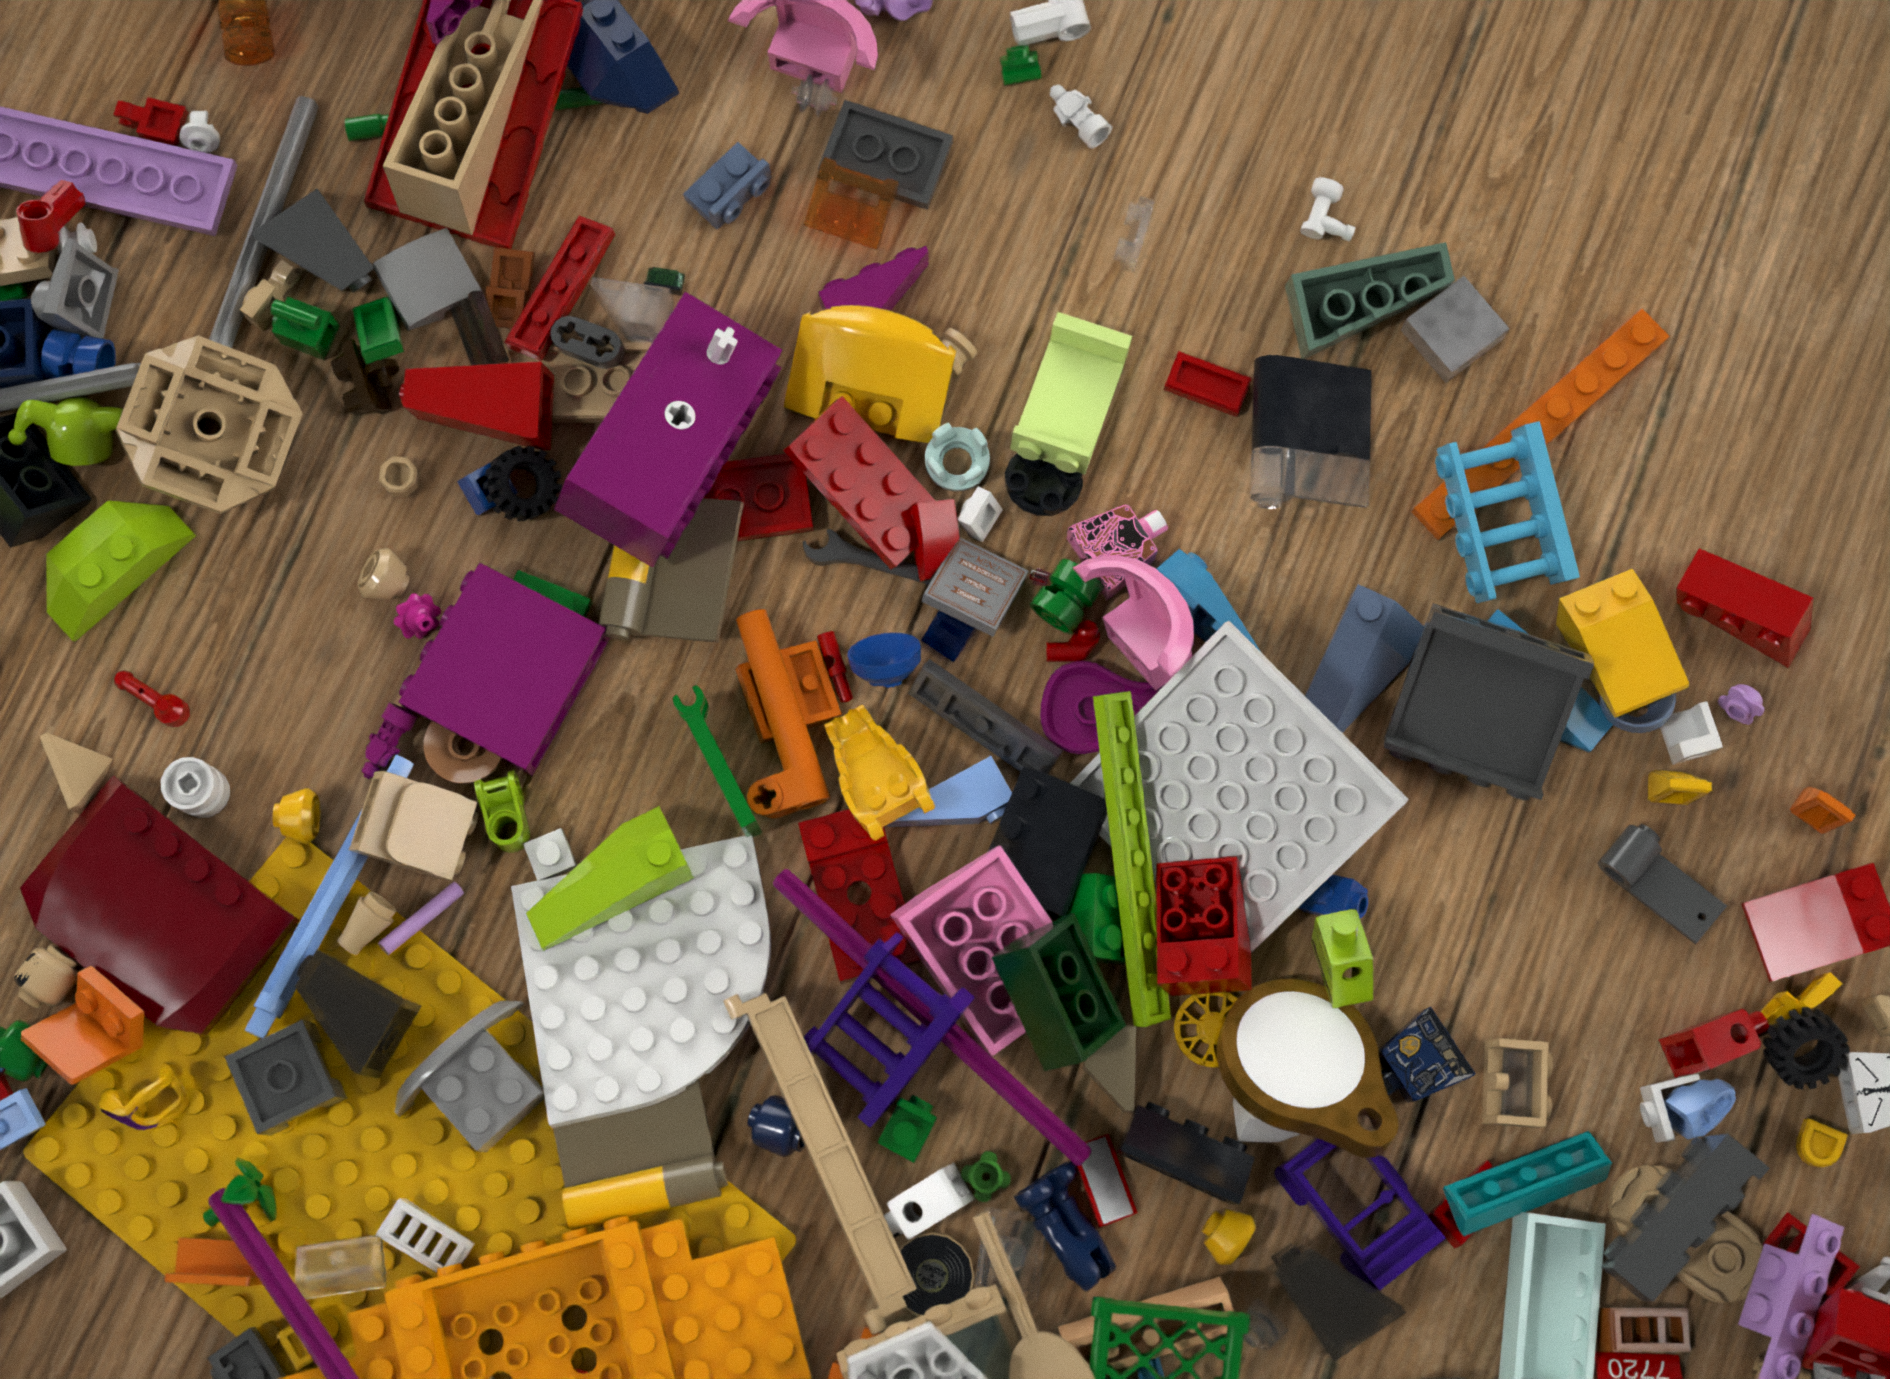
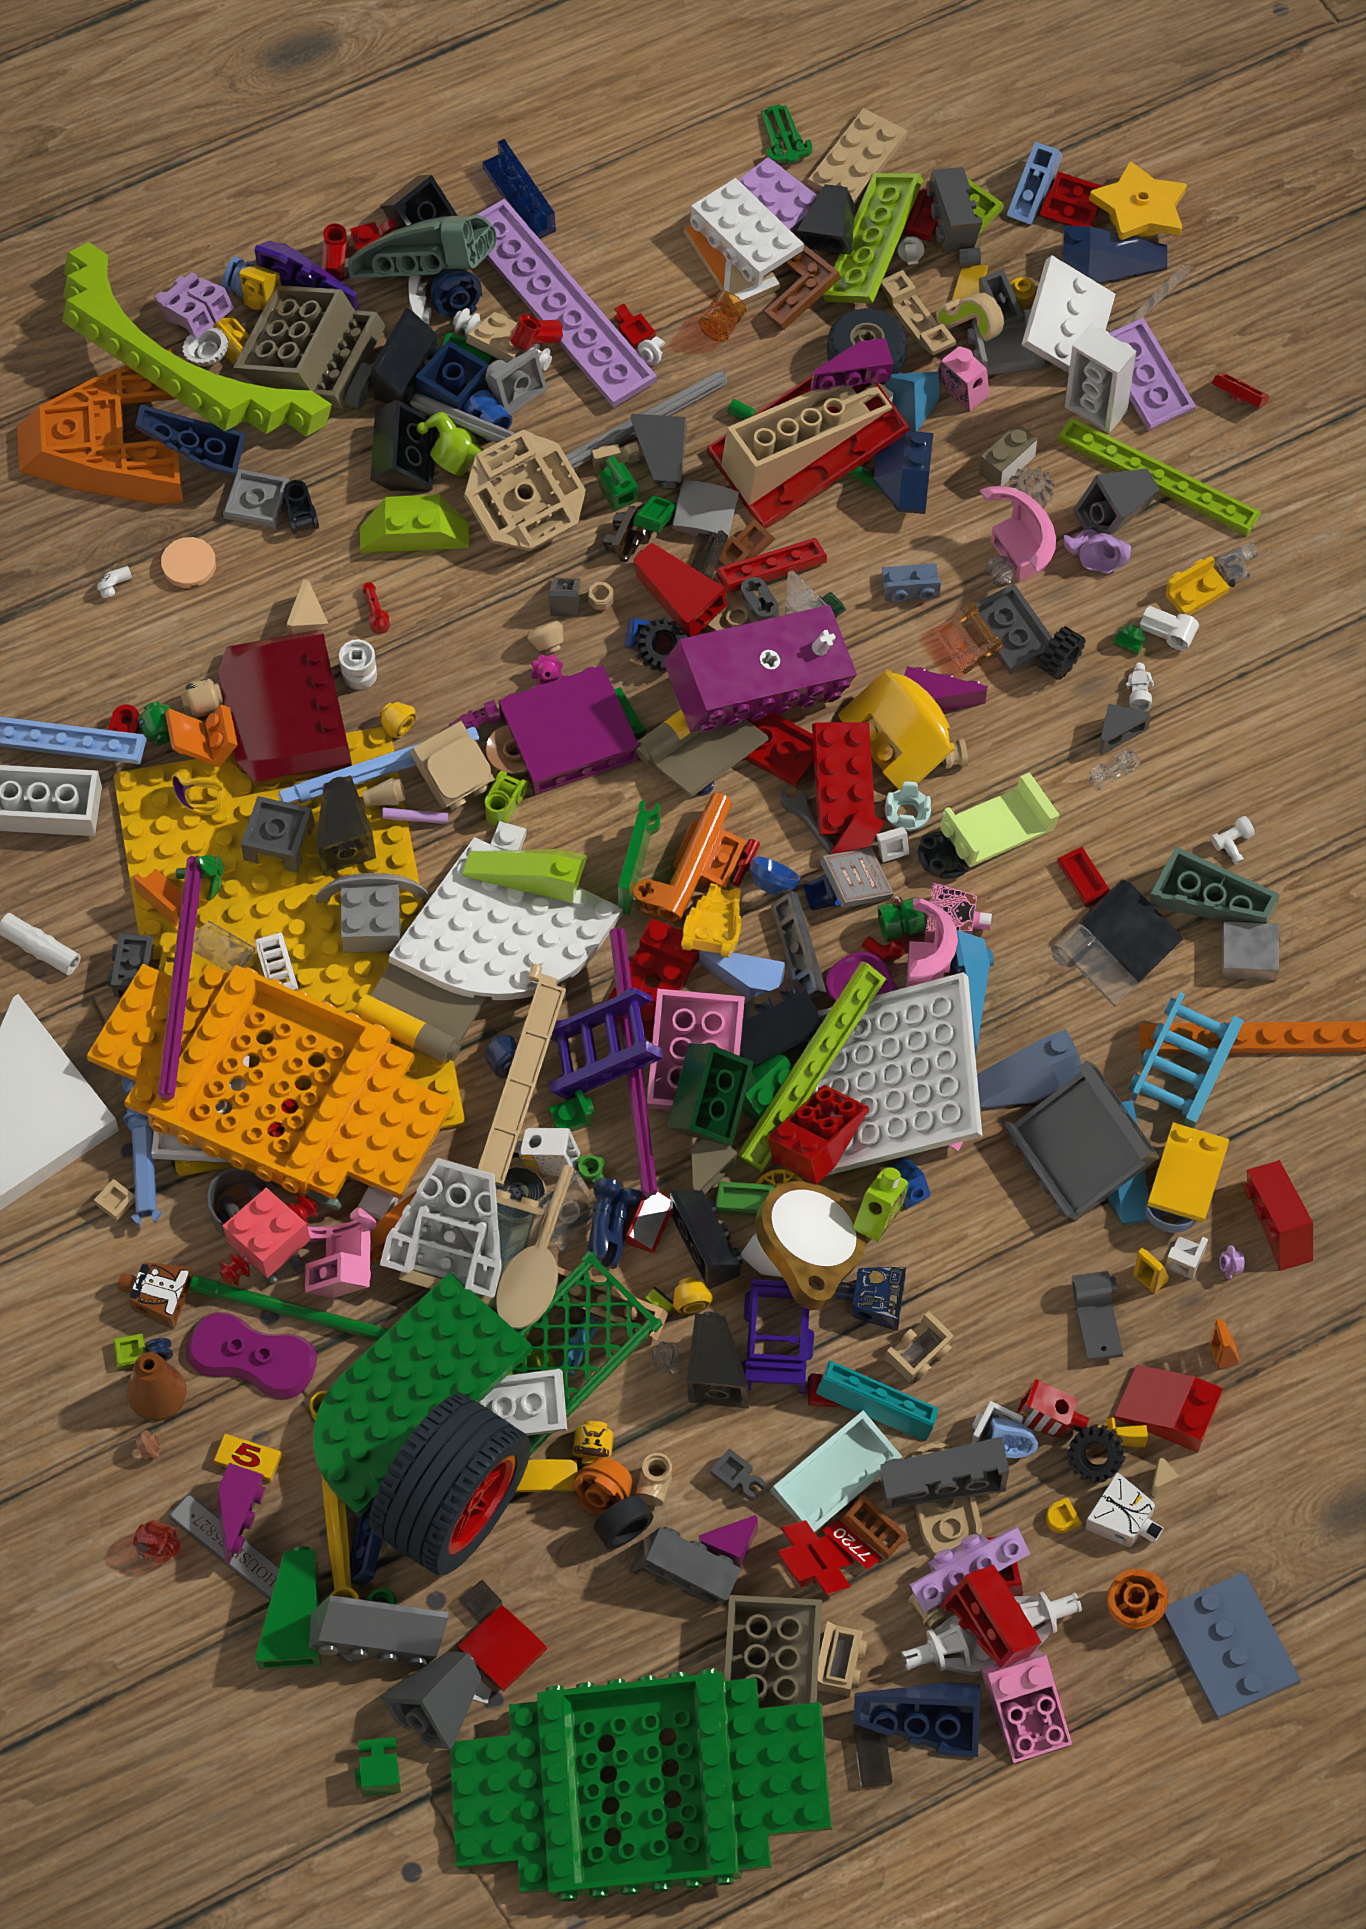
camera: 40 degrees right, 15 degrees down
(358, 508) = (564, 597): none -> dark grey slope
(969, 142) = (1061, 653): none -> black tyre
(1097, 177) = (1121, 726): none -> dark grey slope
(1181, 1066) = (741, 1197): none -> bright green tile
(1195, 1266) = (659, 1299): none -> lime piece

